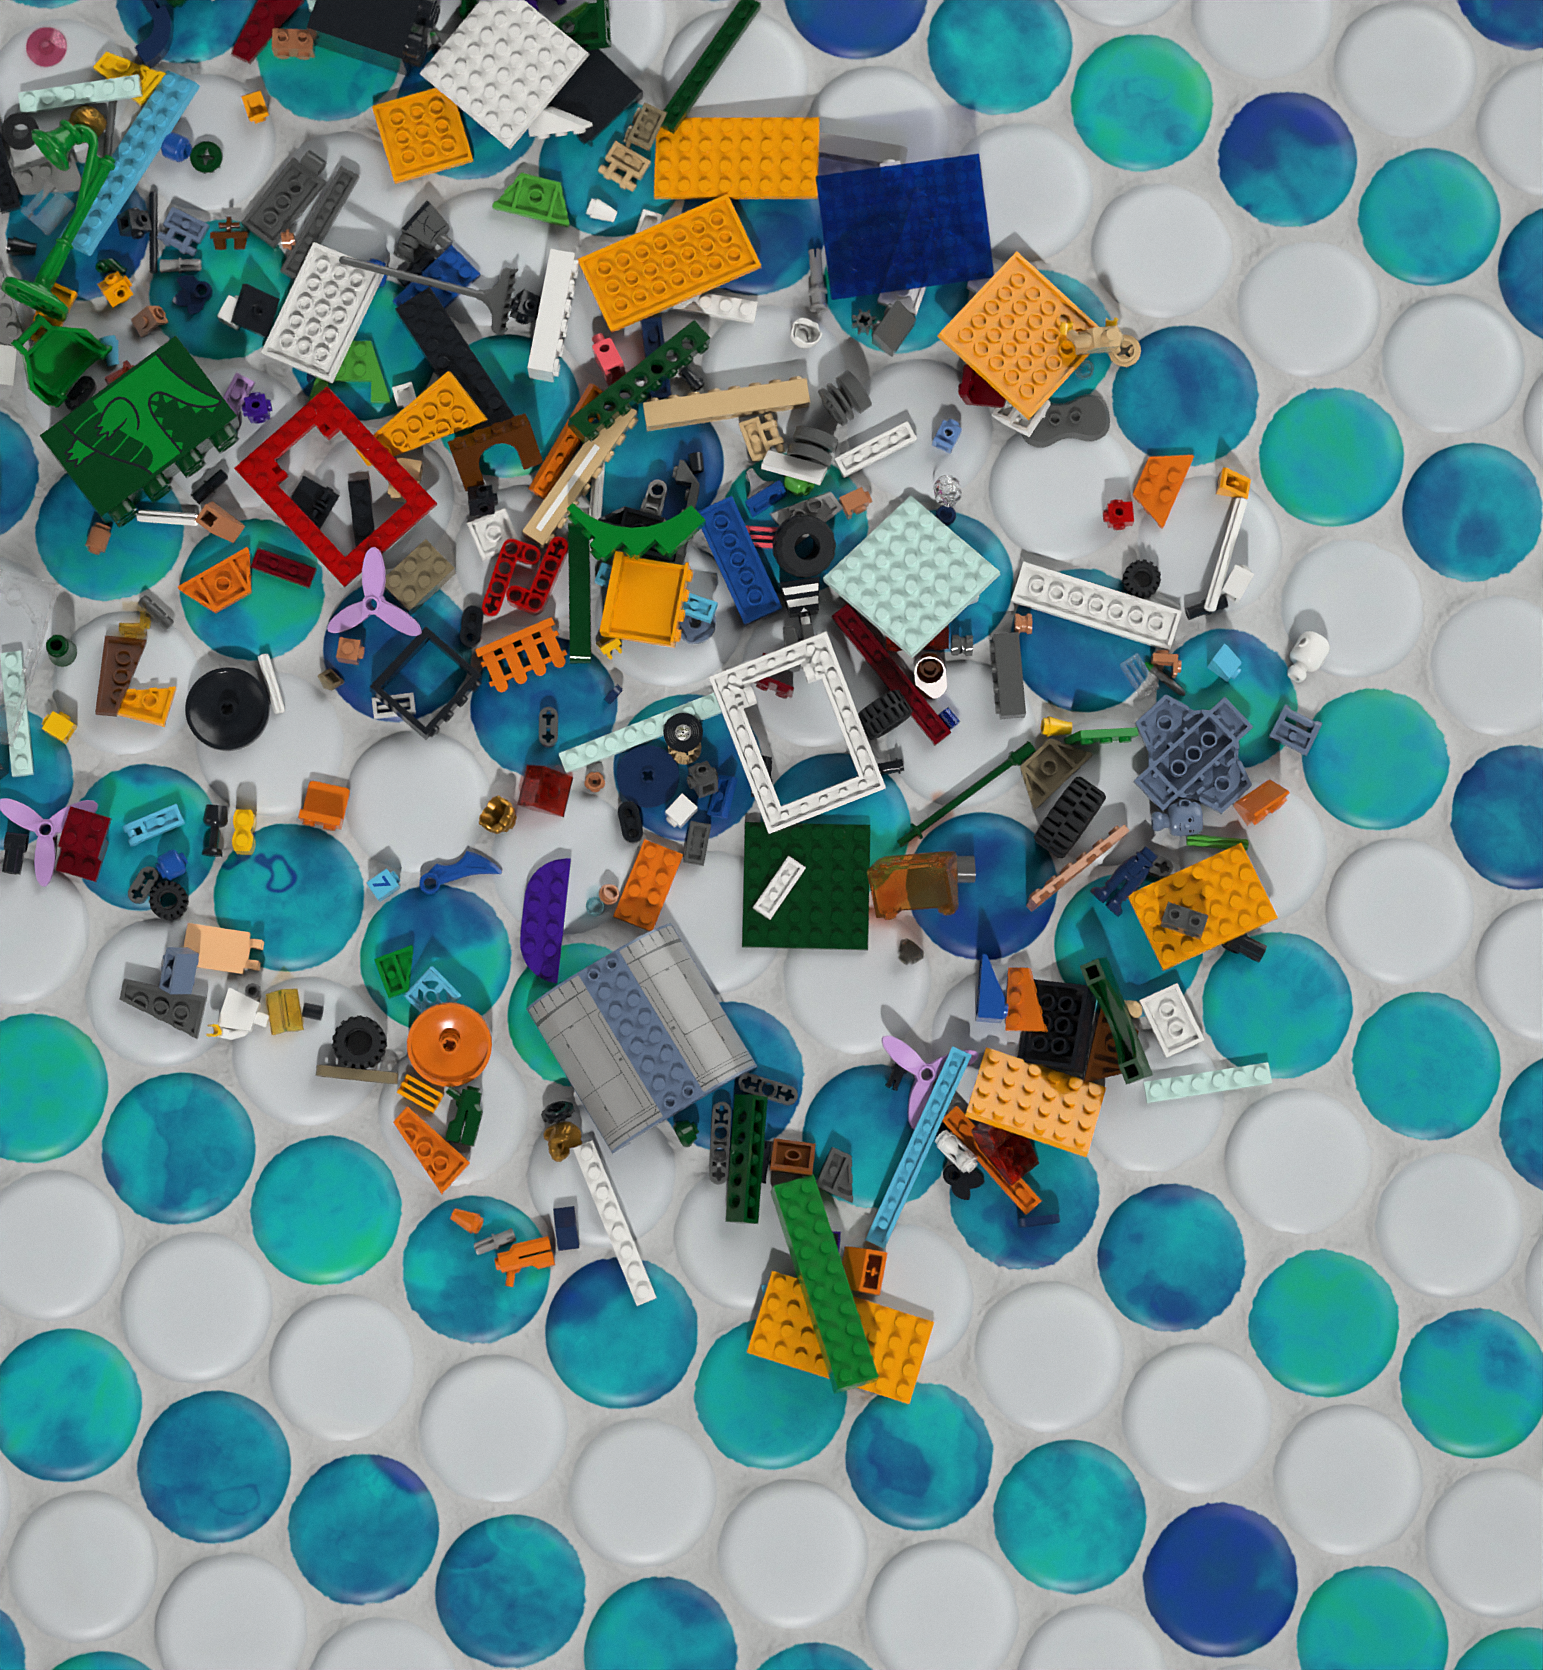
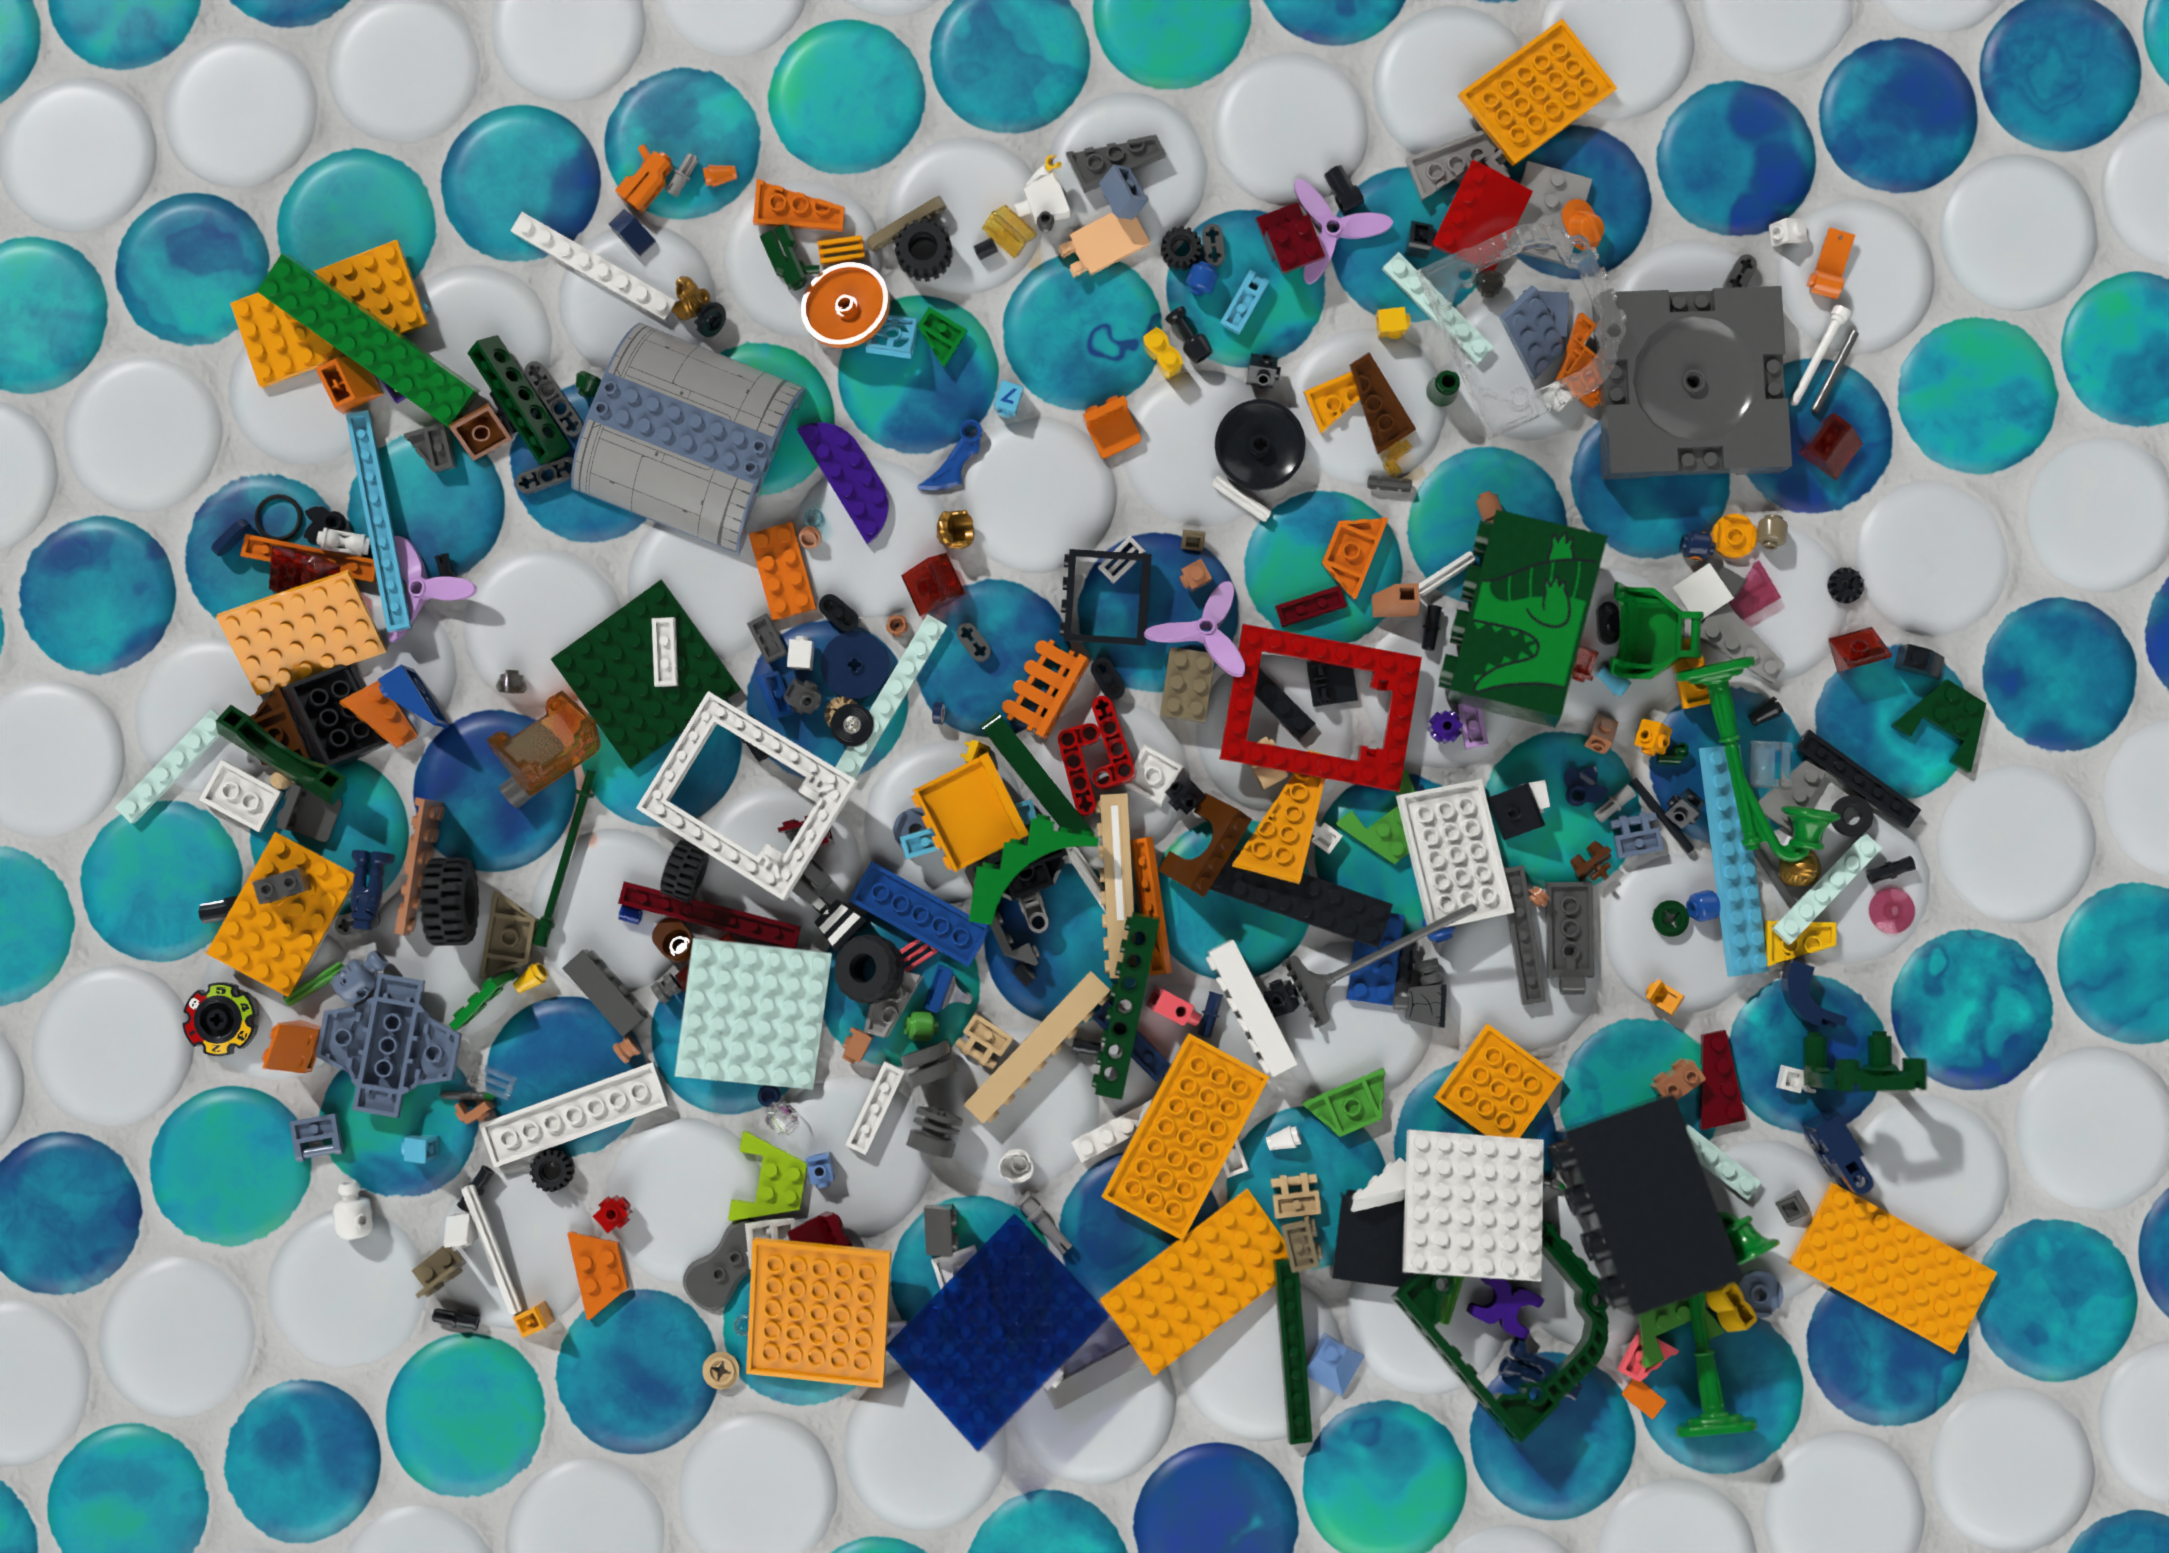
camera: 150 degrees right, 5 degrees up
(24, 73) = (1890, 870): none -> black pin
(182, 762) = (1263, 371): none -> black brick
(585, 335) = (1210, 1014): none -> dark blue axle
(687, 35) = (1333, 1364): none -> medium blue slope
(794, 467) = (931, 1033): white tile -> none
(867, 318) = (970, 1210): dark grey gear -> none
(891, 767) = (649, 833): black pin -> none
(984, 449) = (779, 1183): none -> lime wing
(1007, 1226) = (272, 497): none -> black tyre
(1094, 339) = (748, 1357): tan torso -> none
(1131, 967) = (308, 814): none -> dark grey bracket
(1275, 568) = (438, 1267): none -> dark tan bracket
(1288, 527) = (456, 1318): none -> black axle
(1288, 864) = (203, 1019): none -> black piece

